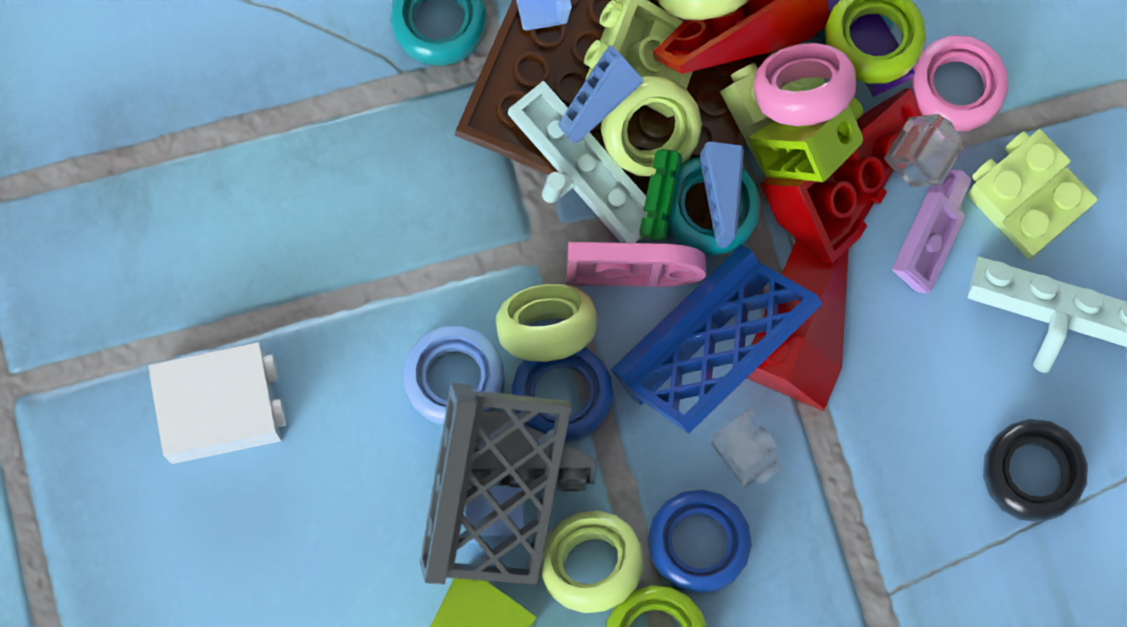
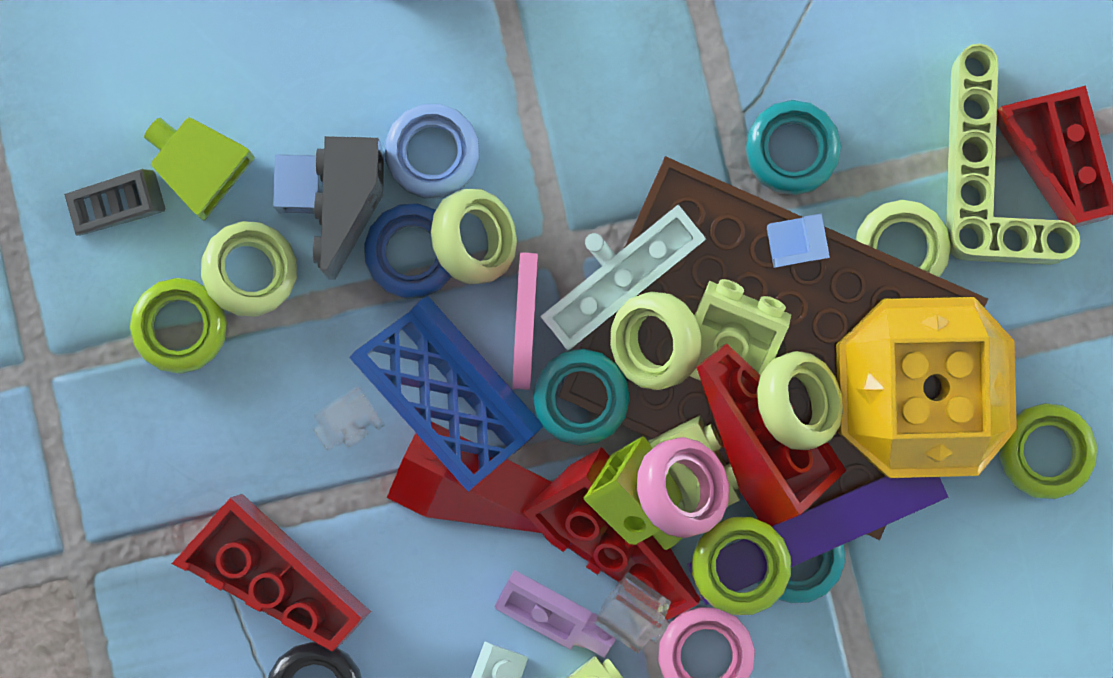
camera: 90 degrees right, 10 degrees up
(452, 479) = (316, 138): dark grey fence -> none
(601, 93) = (681, 290): medium blue slope -> none
(660, 195) = (585, 345): green axle -> none
(709, 505) = (236, 349): blue wheel -> none
(722, 180) = (593, 404): medium blue slope -> none
(912, 528) = (271, 573): none -> red wedge

